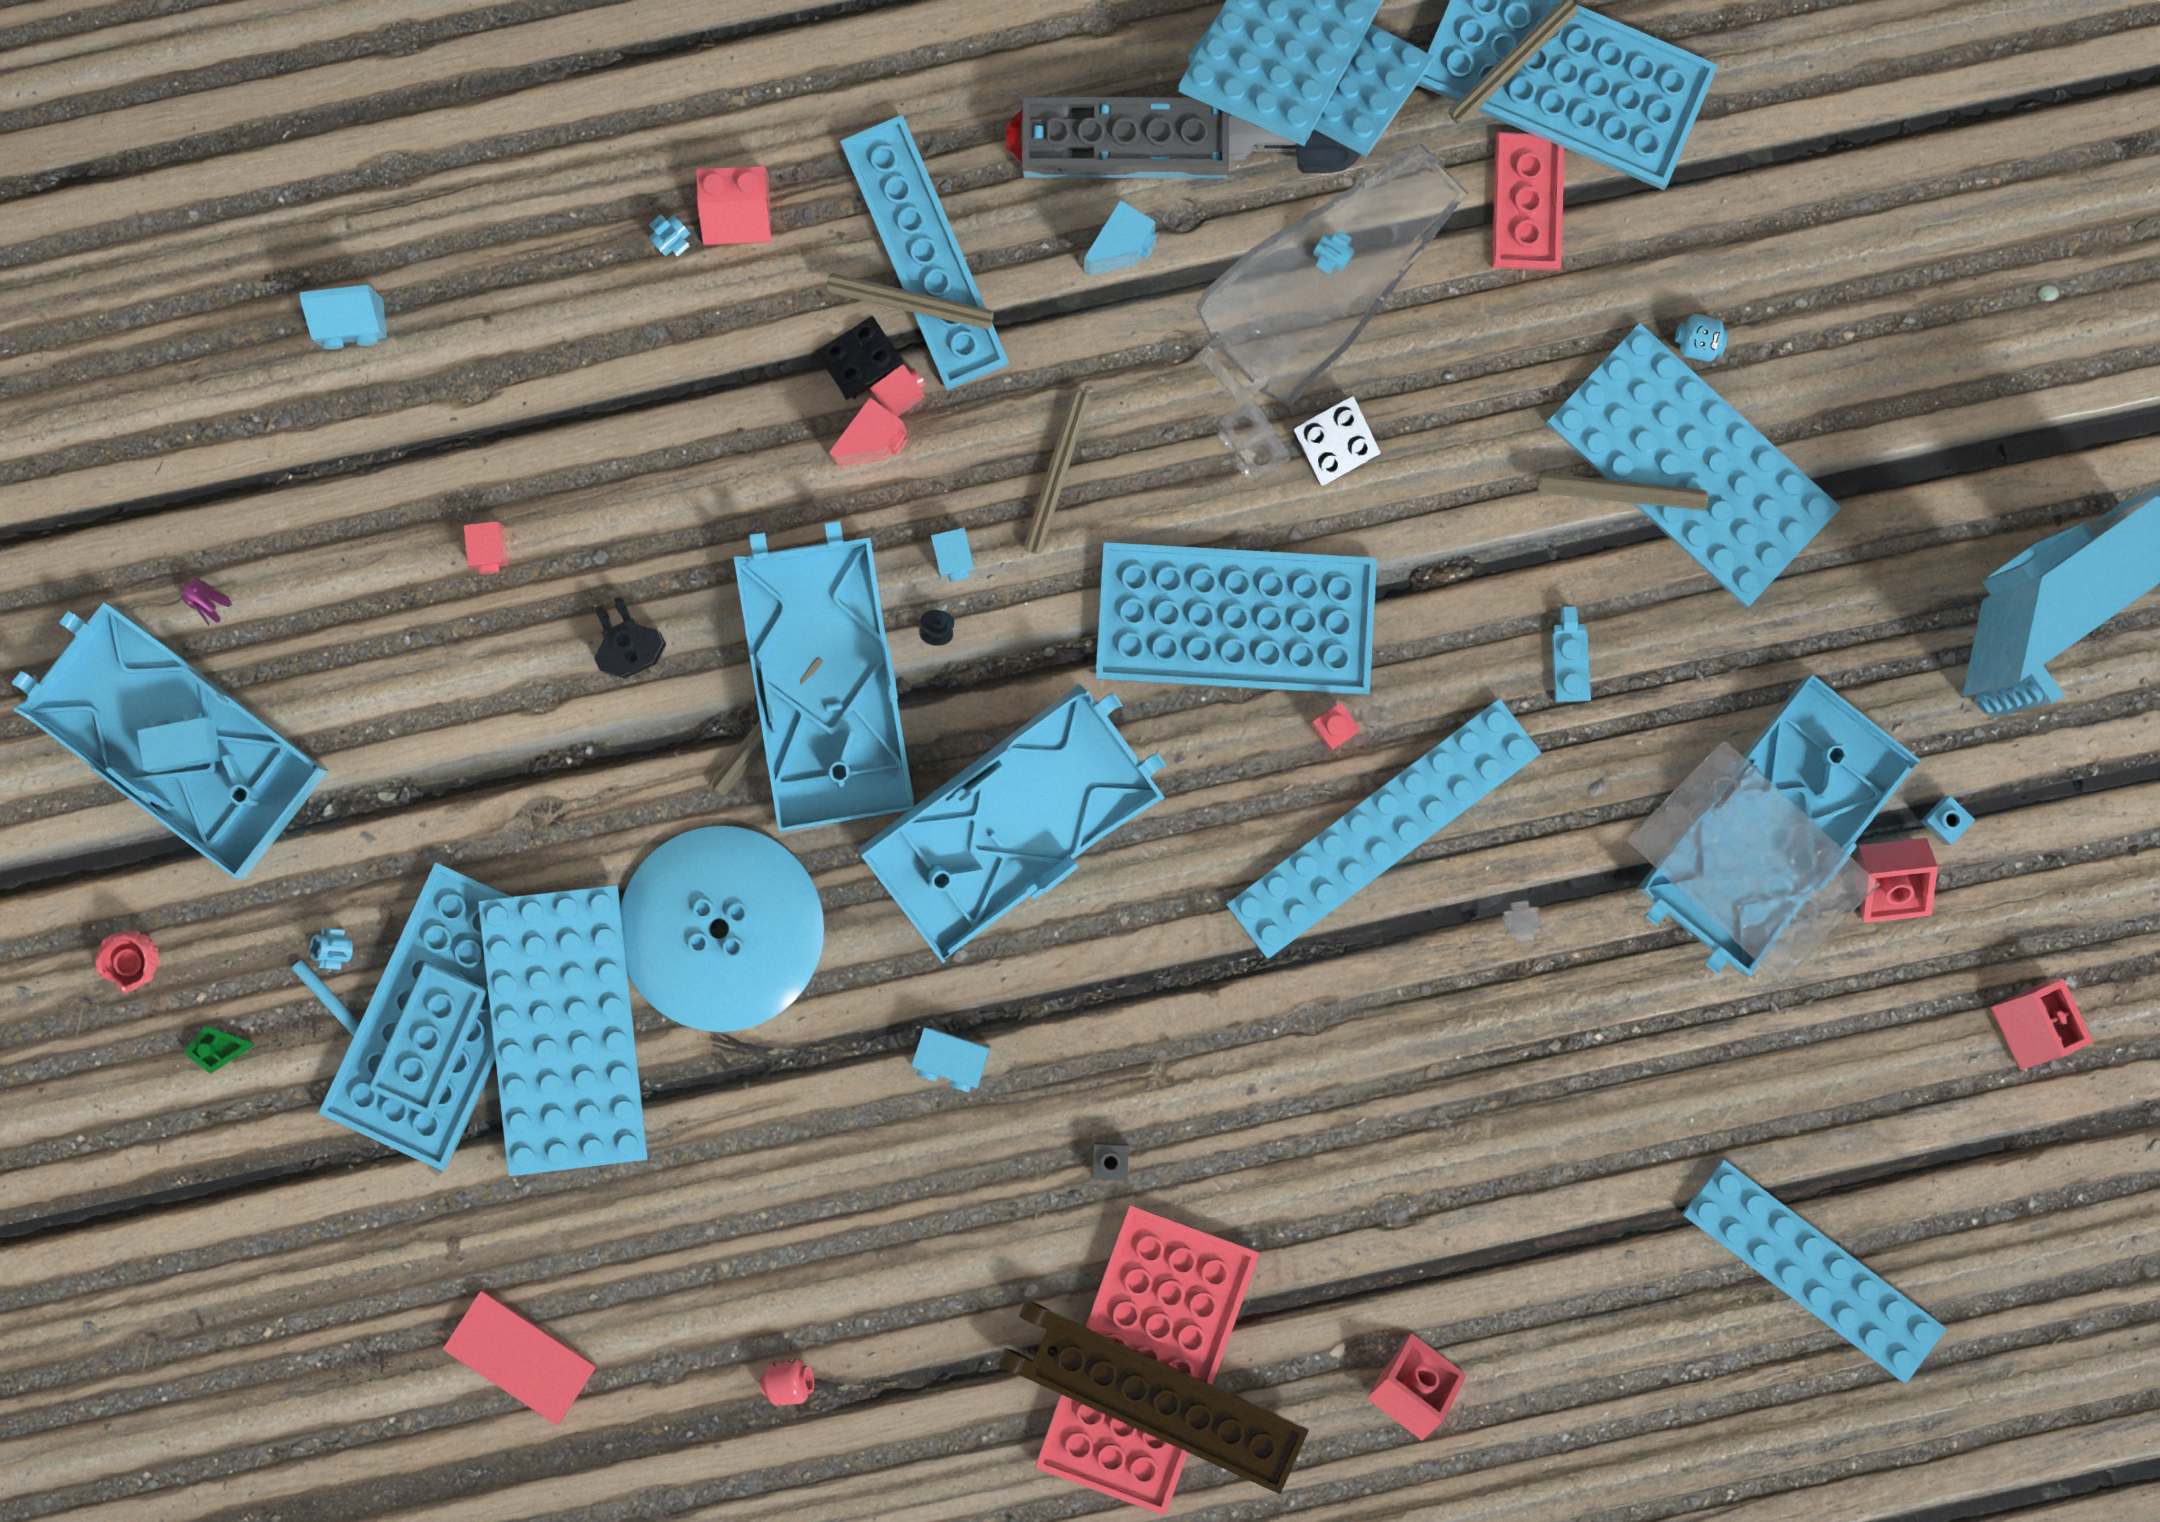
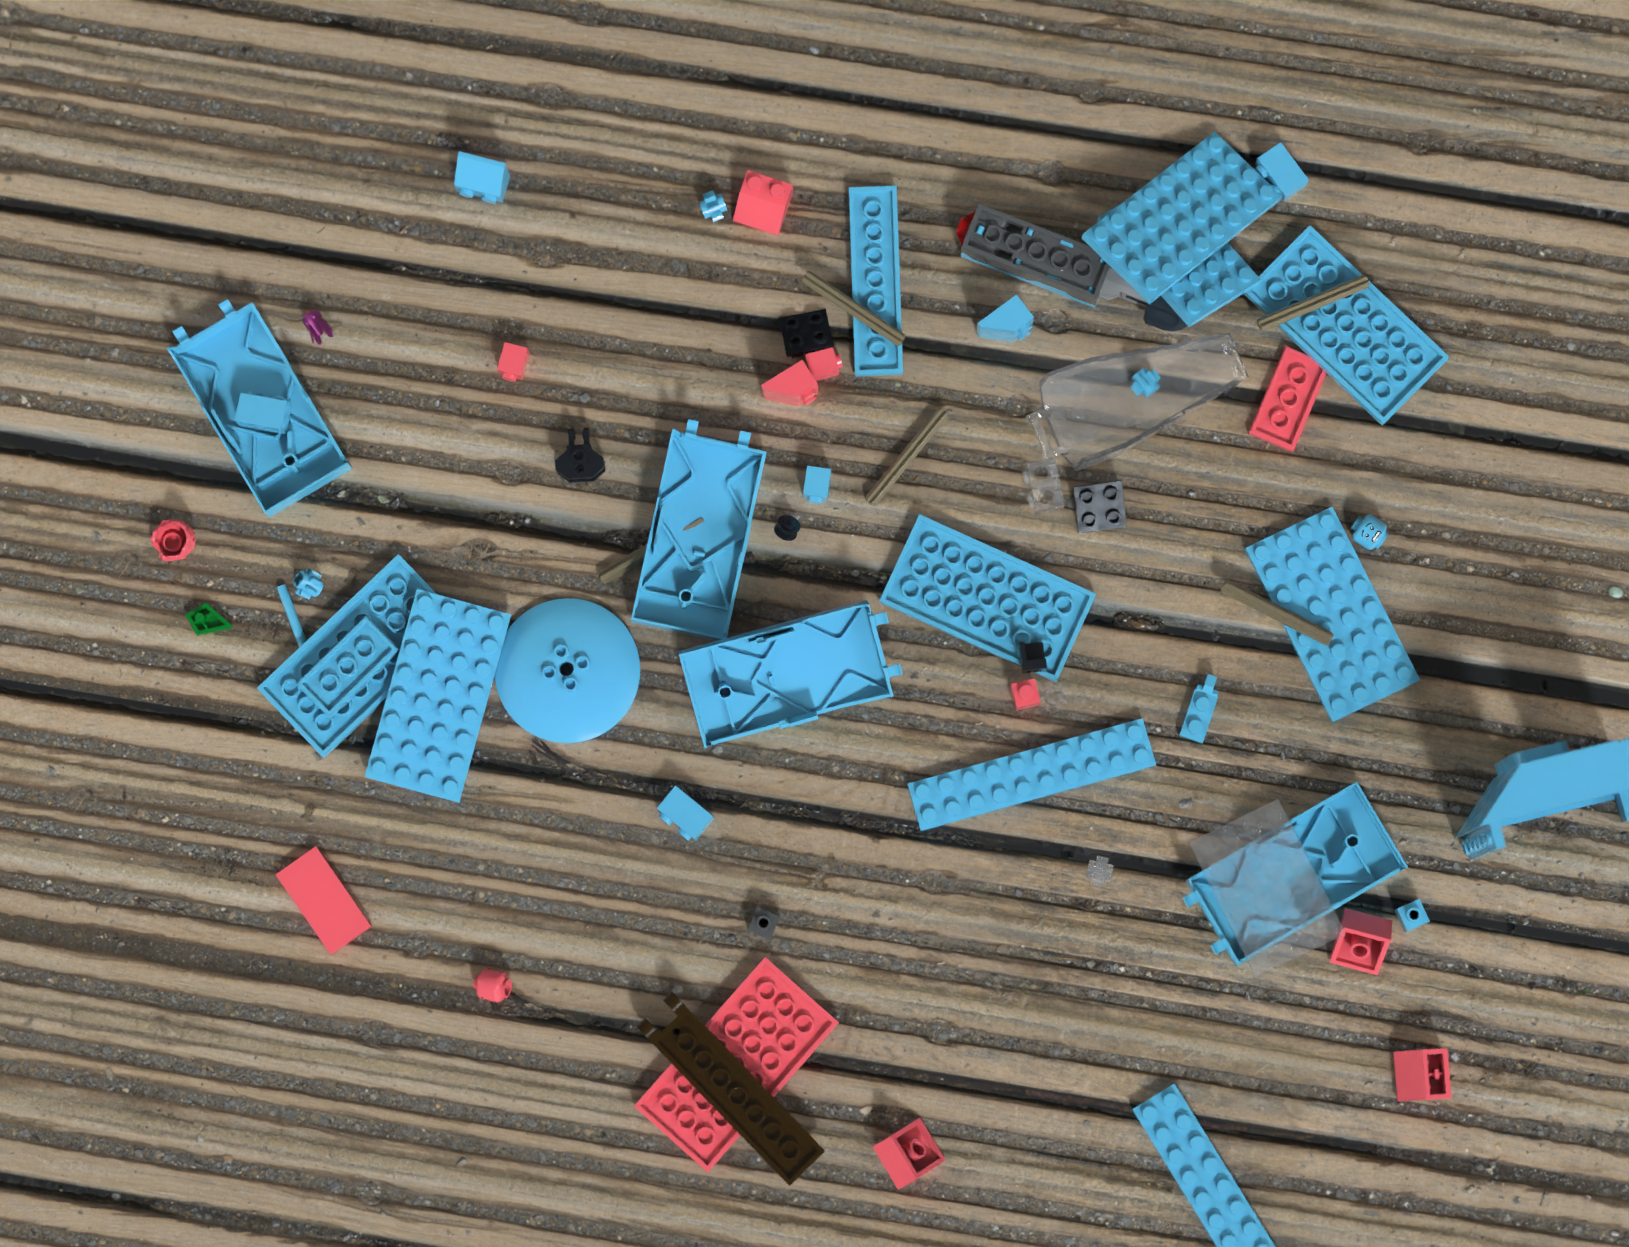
camera: 25 degrees right, 5 degrees down
(1326, 675) = (1032, 657): none -> black panel

